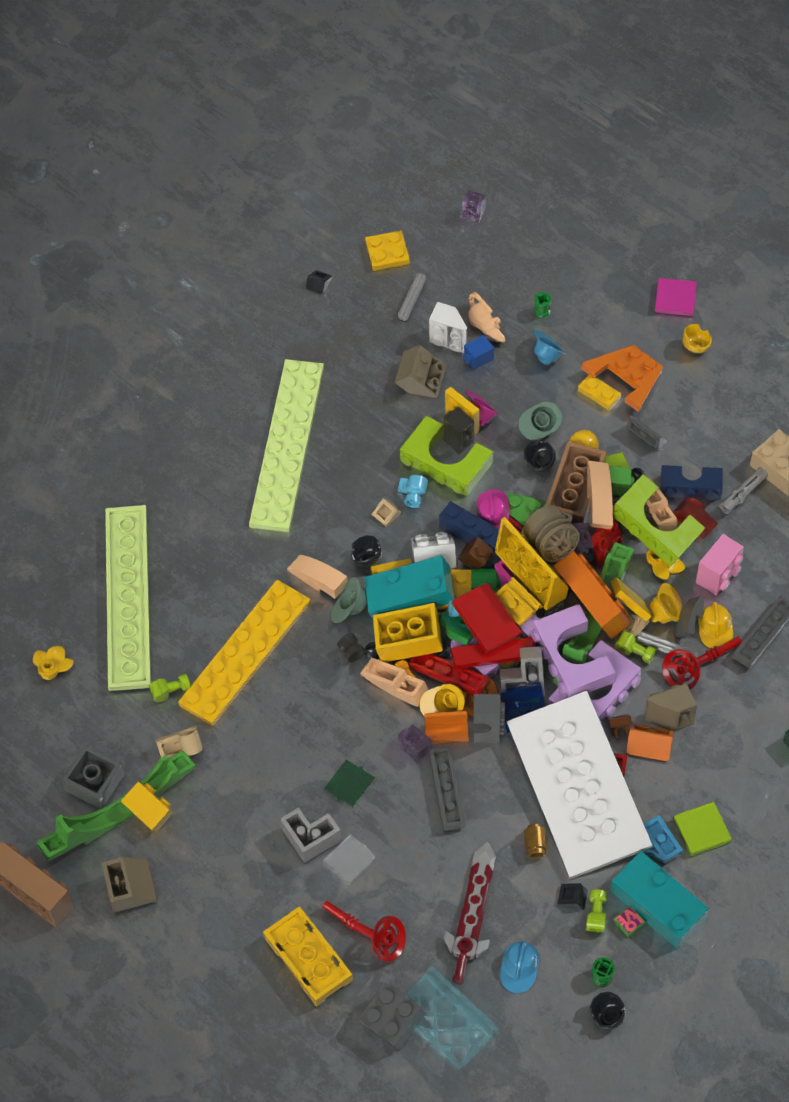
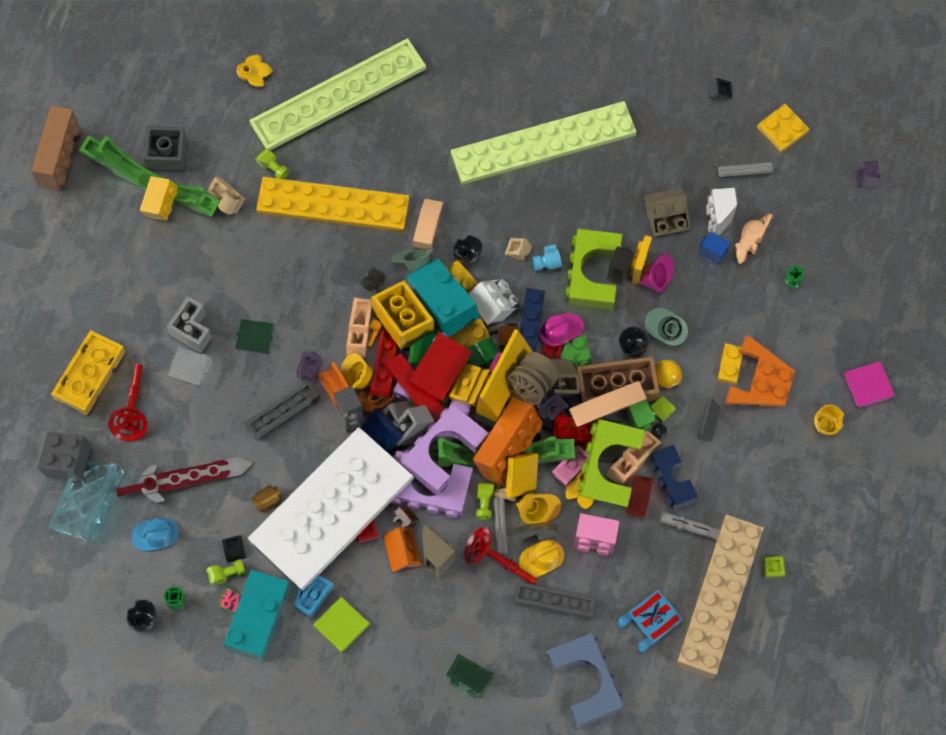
camera: 60 degrees right, 10 degrees up
(128, 883) = (90, 216): dark tan slope -> none
(546, 348) = (751, 299): dark azure piece -> none
(639, 565) = (568, 469): none -> bright pink plate

